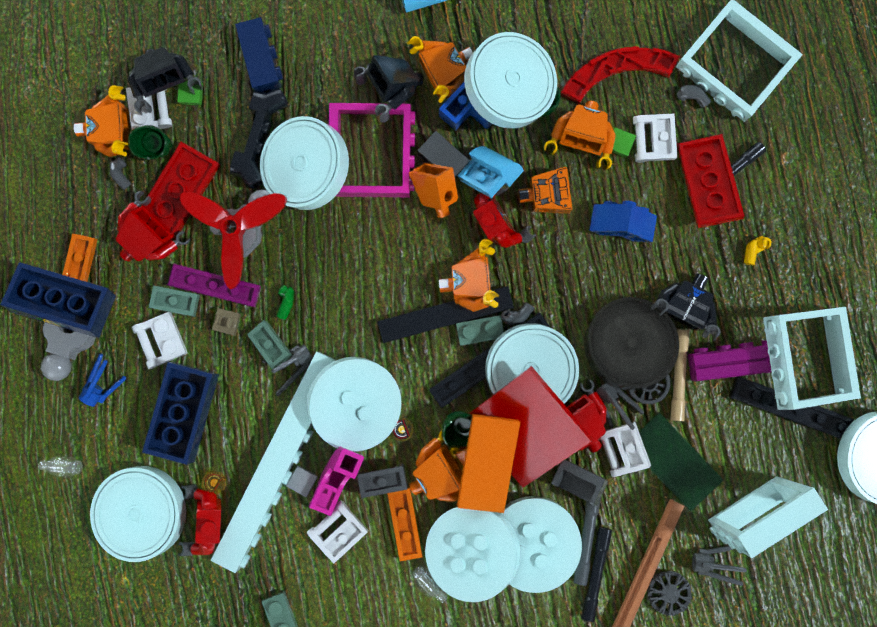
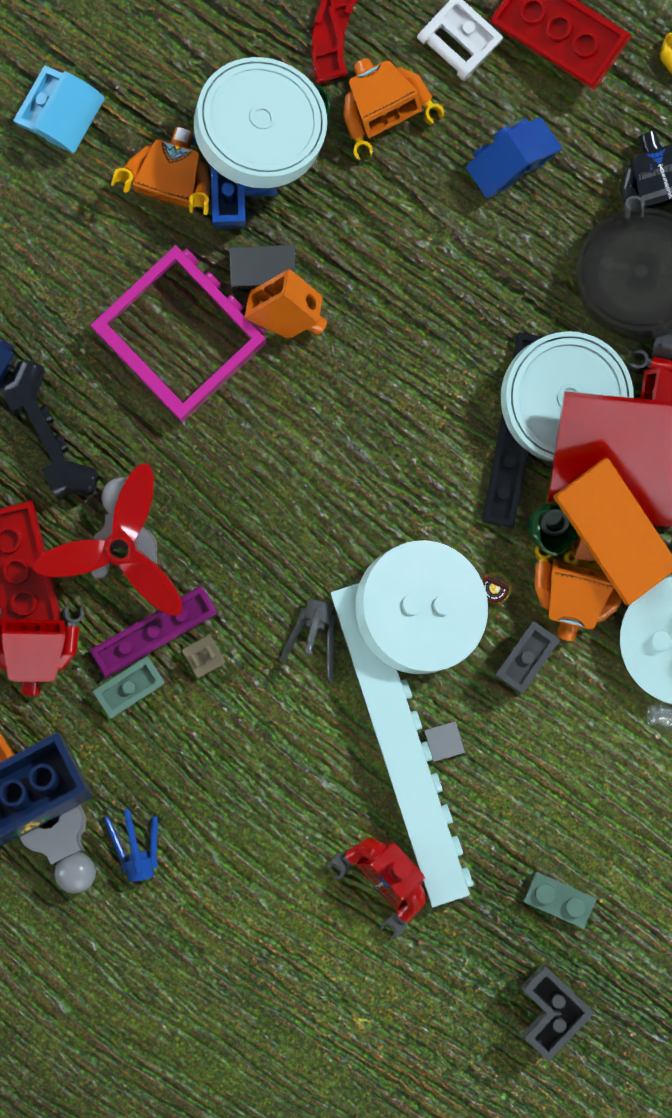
camera: 50 degrees left, 0 degrees up
(62, 466) = (181, 969): clear plant -> none
(138, 513) = (310, 936): light aqua brick -> none
(166, 336) = (158, 733): white plate -> none
(180, 413) = (252, 791): dark blue brick -> none
(214, 482) = (354, 831): clear yellow tile -> none
(269, 344) = (274, 634): sand green plate -> none
(287, 302) = (248, 574): green arm -> none
(304, 162) = (126, 411): light aqua brick -> none
(338, 470) = (472, 696): dark pink arch -> none
(343, 537) = (542, 756): white plate -> none
(392, 80) = (131, 238): black torso -> none
(405, 525) = (592, 680): orange plate -> none
(438, 317) = (423, 428): black tile -> none
(471, 280) = (417, 365): orange torso -> none
(479, 330) = (474, 410): sand green plate -> none
(489, 171) = (326, 236): medium azure brick -> none
(495, 222) = (379, 281): red torso -> none
(517, 317) = (499, 359): dark grey arm -> none
(548, 192) = (406, 199): torso -> none
(623, 142) = (432, 73): bright green tile -> none

